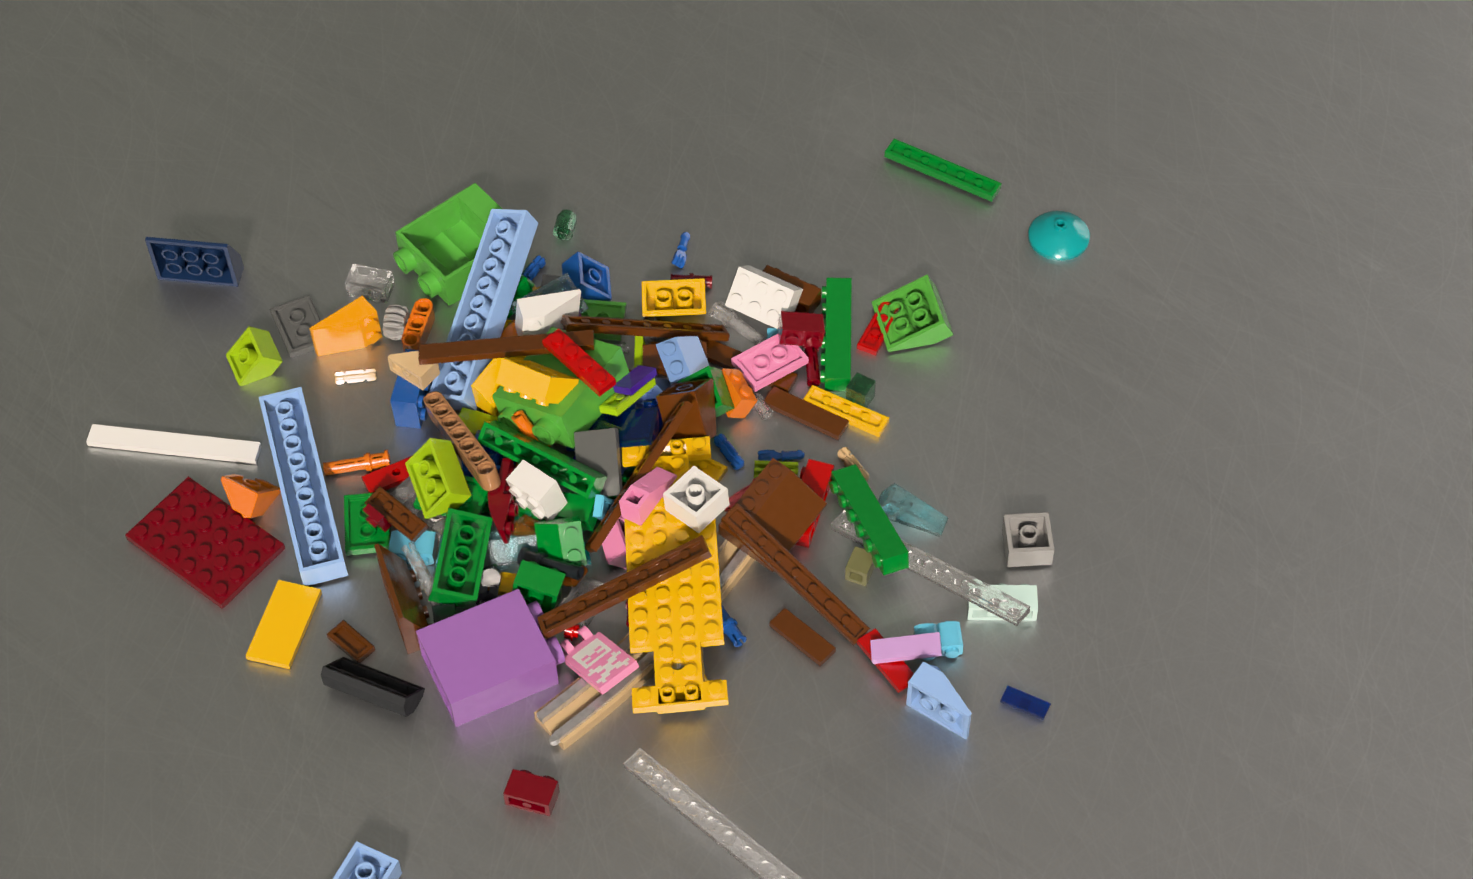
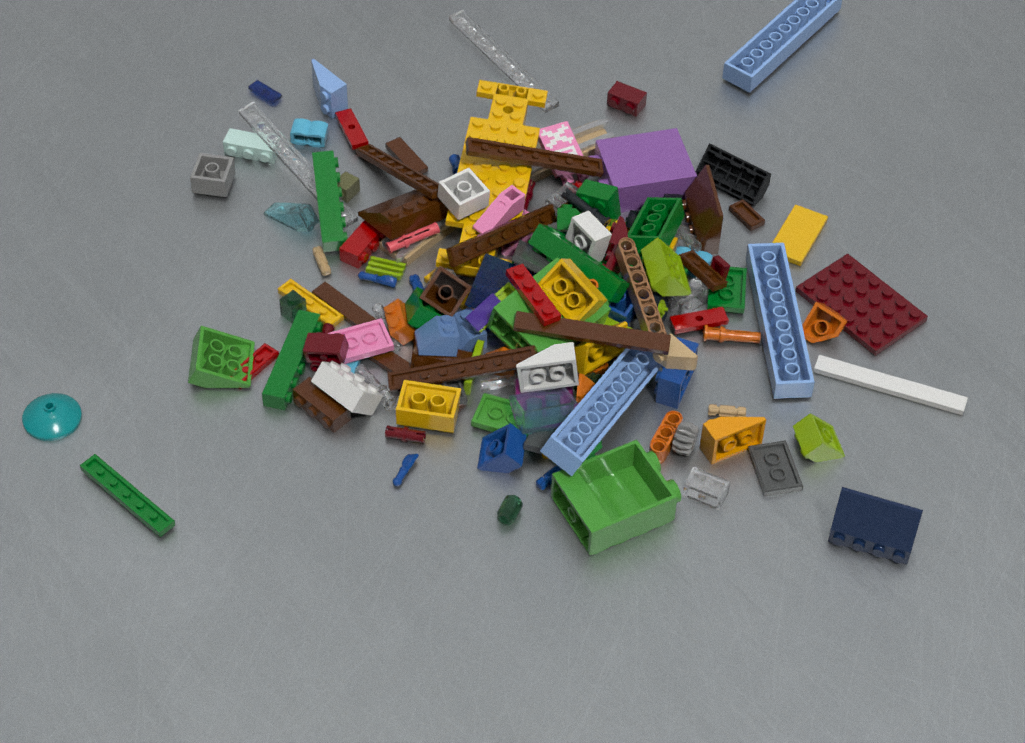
camera: 170 degrees left, 5 degrees down
(906, 648) = (336, 121): lavender tile -> none

